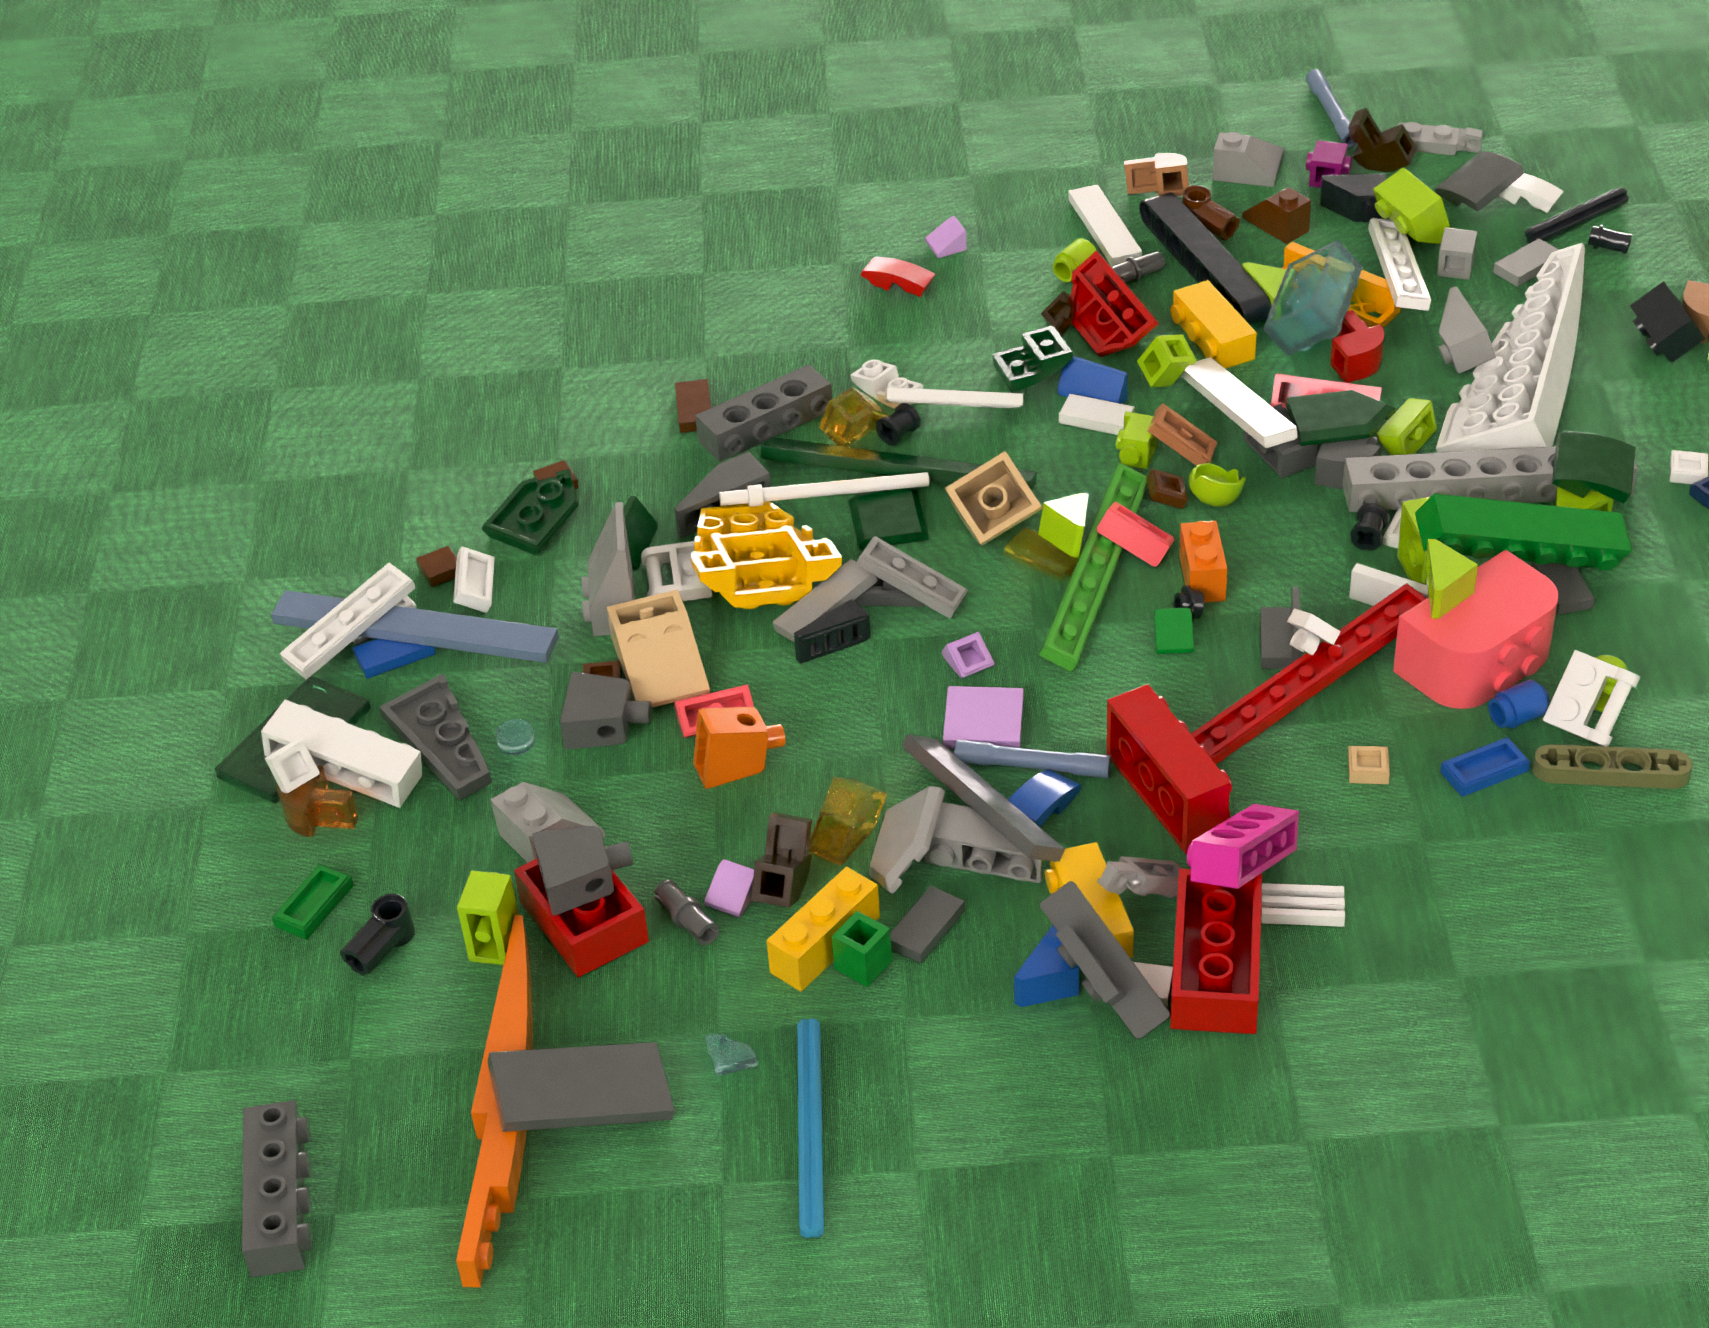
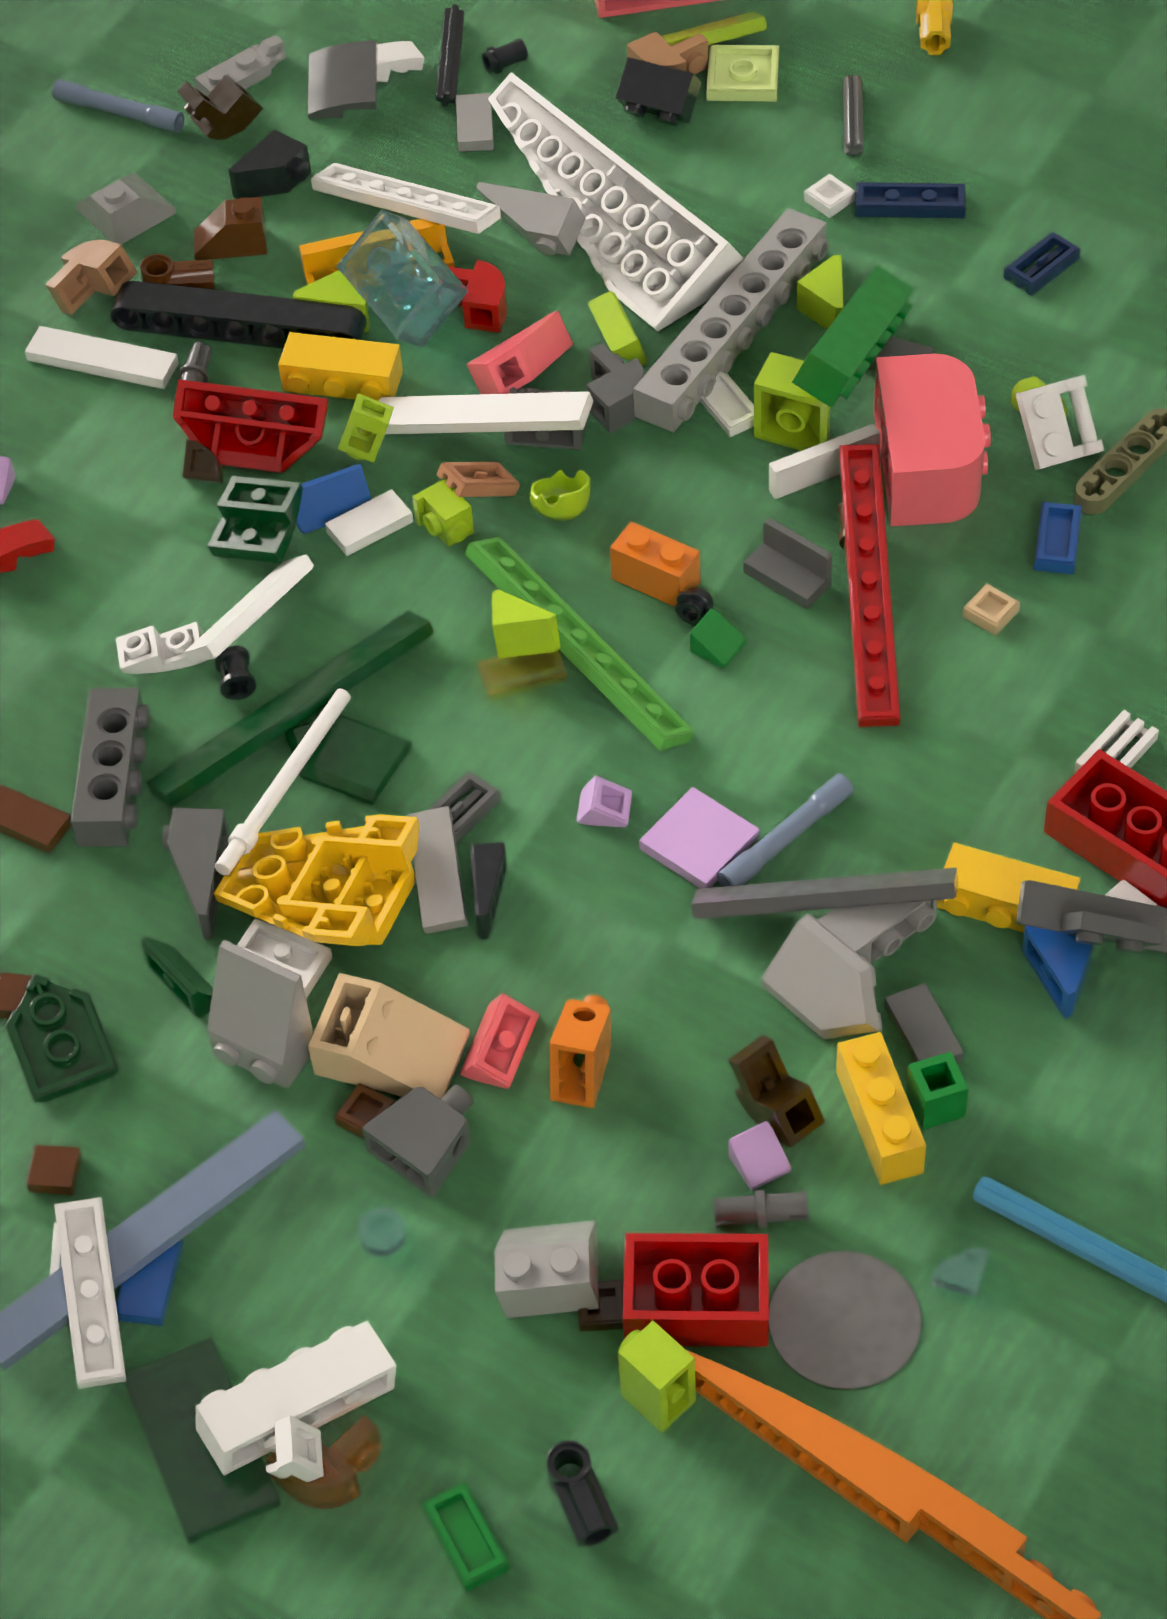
camera: 55 degrees left, 10 degrees up
(434, 725) = (312, 1298): dark grey wing -> none
(474, 579) = (113, 1147): white tile -> none
(577, 865) = (681, 1258): dark grey torso -> none
(580, 1086) = (937, 1413): dark grey tile -> none
(639, 1005) = (844, 1319): none -> flat silver sticker
(845, 819) = (749, 1007): clear yellow slope -> none
(850, 417) = (197, 703): clear yellow slope -> none
(912, 577) = (476, 782): light grey tile -> none
(992, 498) = (441, 661): tan slope -> none
(1044, 795) = (843, 849): blue slope -> none
(1071, 258) = (139, 407): lime brick -> none
(1135, 534) = (571, 589): coral slope -> none
(1141, 876) = (1023, 831): light grey hinge -> none
(1166, 765) = (905, 740): red brick -> none
(1167, 488) = (527, 532): reddish brown tile -> none
(1243, 846) = (1062, 740): dark pink brick -> none
(1310, 631) = (841, 539): white tile -> none
(1327, 159) = (202, 158): magenta brick -> none
(1336, 416) = (572, 359): dark green tile -> none
(1371, 521) = (714, 430): black bush -> none
(1412, 207) = (345, 140): lime slope -> none
(1448, 578) = (889, 412): lime slope -> none
(1457, 253) = (421, 155): light grey brick -> none
(1518, 704) = (1016, 471): blue brick -> none
(1593, 463) = (807, 243): dark green slope -> none

